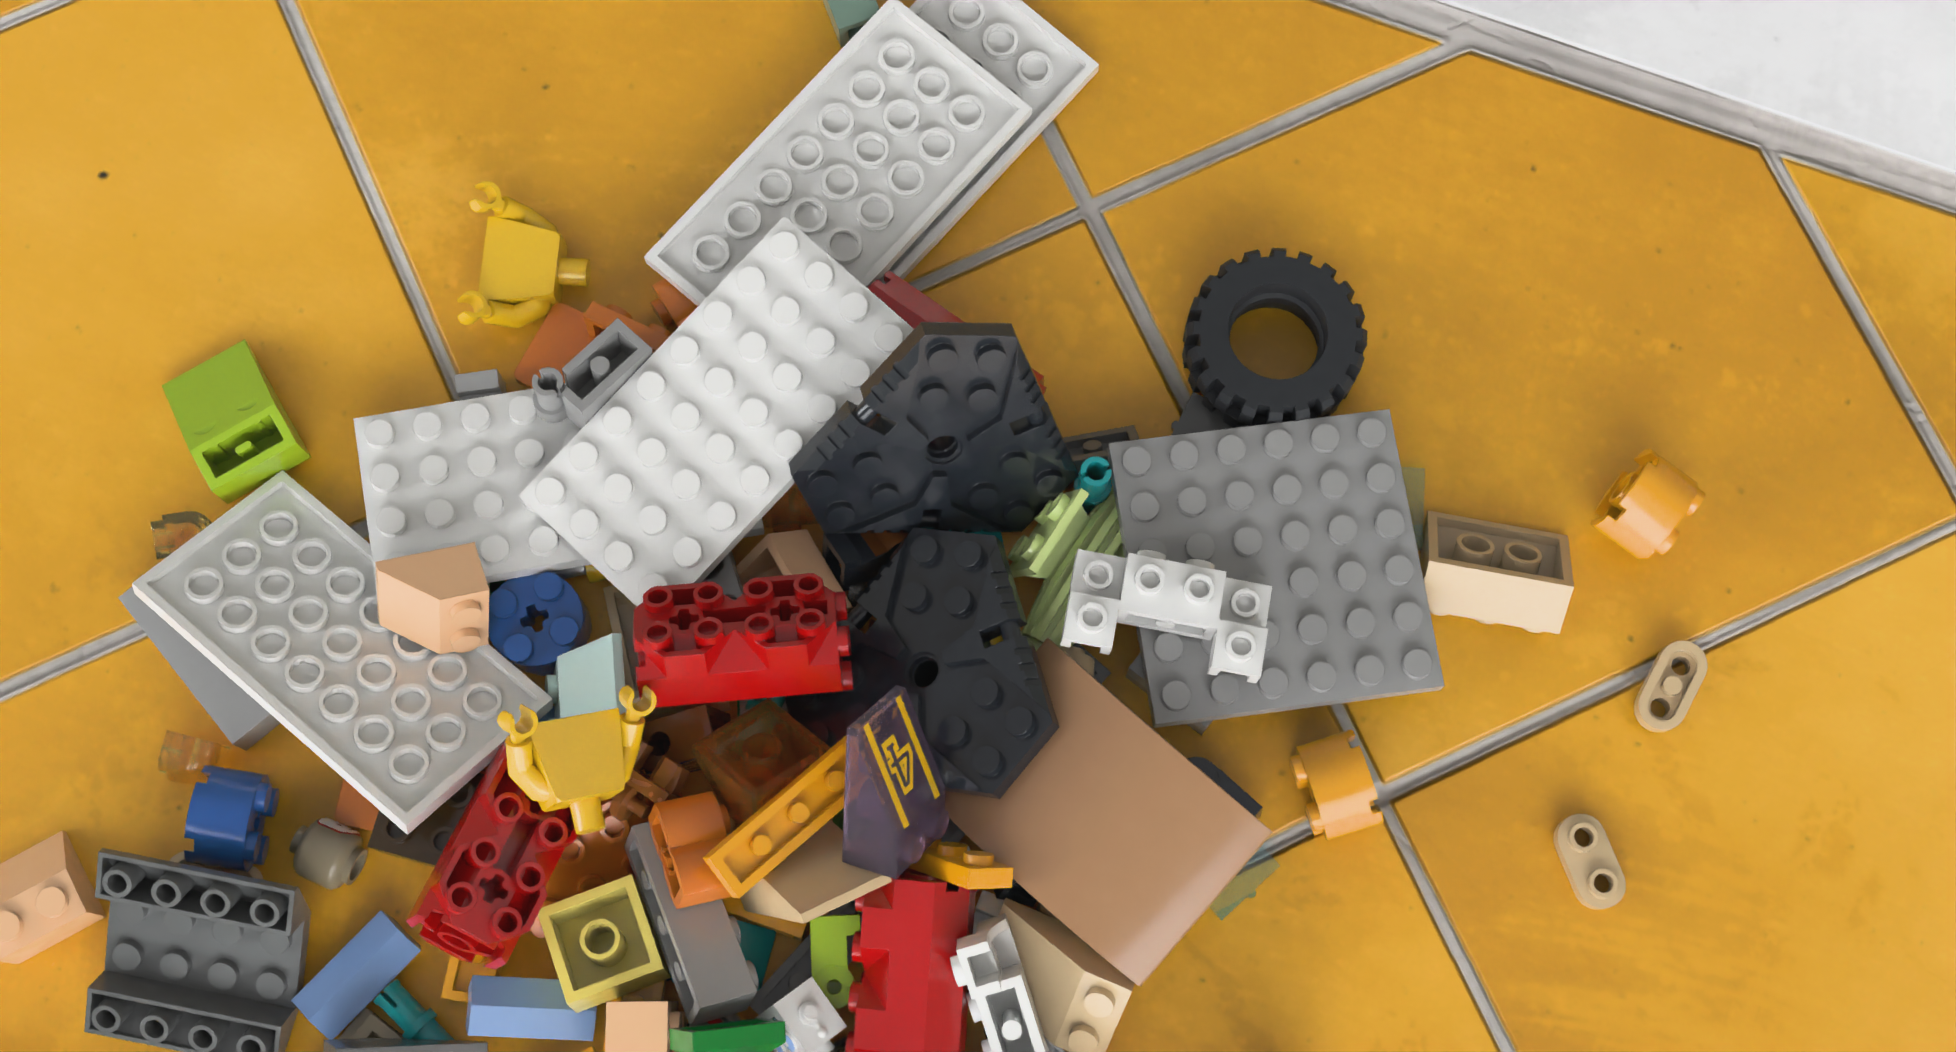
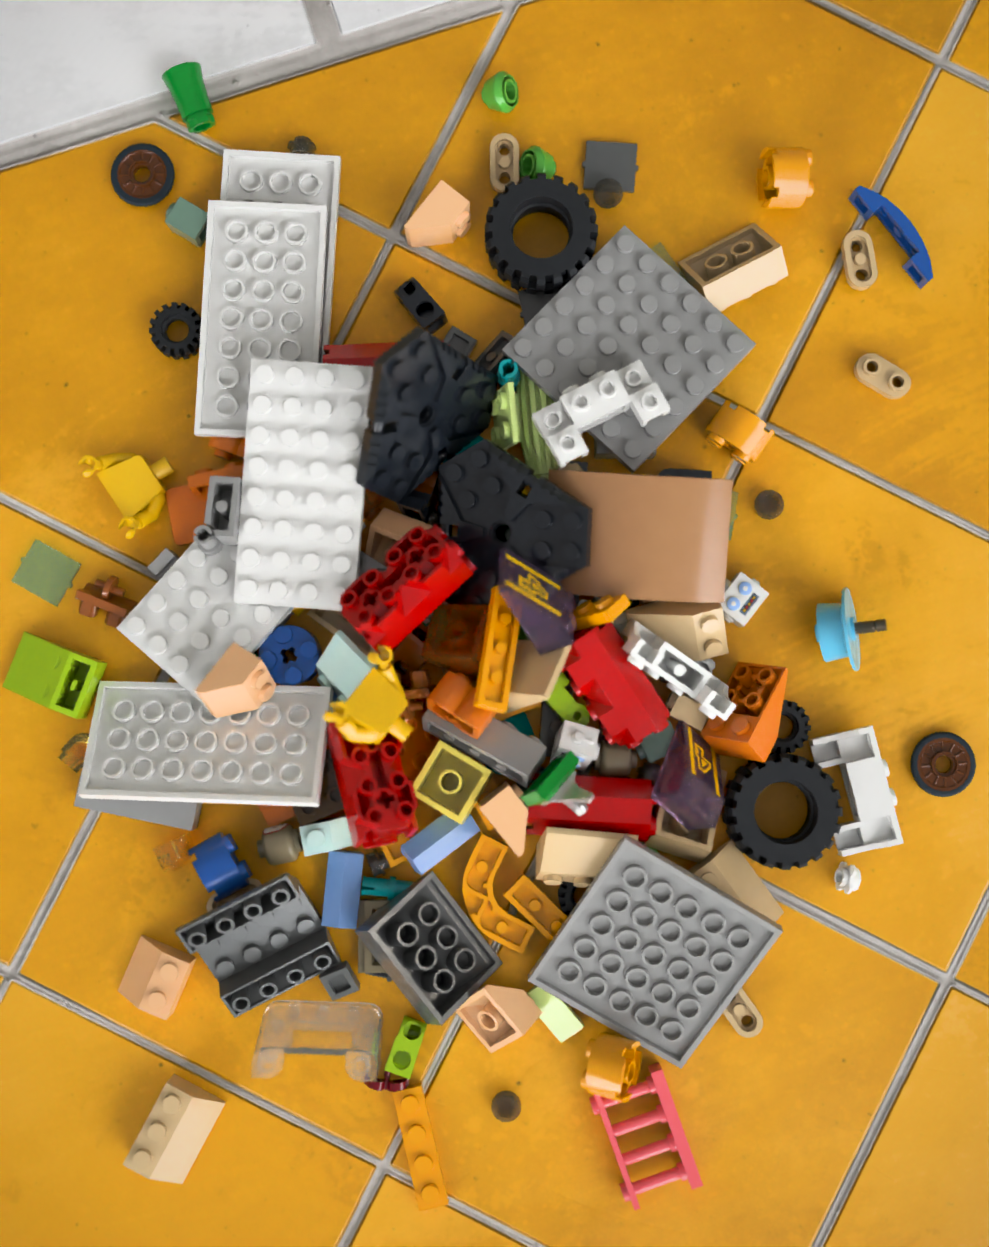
camera: 40 degrees left, 10 degrees up
(332, 290) = (46, 572): none -> clear light blue piece
(376, 373) = (107, 597): none -> dark orange hips
(386, 884) = (325, 835): none -> light aqua slope
(428, 977) = (377, 862): none -> clear smoke plate
(717, 101) = (161, 324): none -> black tyre
(1053, 320) = (421, 306): none -> black leg
(1062, 17) = (301, 145): none -> clear smoke plate
(1067, 400) = (460, 341): none -> dark grey tile
(1158, 227) = (439, 218): none -> light nougat slope
(1171, 1005) = (742, 599): none -> white head
(1294, 224) = (504, 165): none -> tan plate
(1308, 912) = (769, 504): none -> clear smoke plate
(1341, 251) = (536, 161): none -> bright green cone
(1361, 135) = (500, 92): none -> bright green cone
(1402, 357) = (608, 193): none -> clear smoke plate
(1432, 328) = (610, 161): none -> dark grey piece
(1741, 627) = (900, 227): none -> blue slope

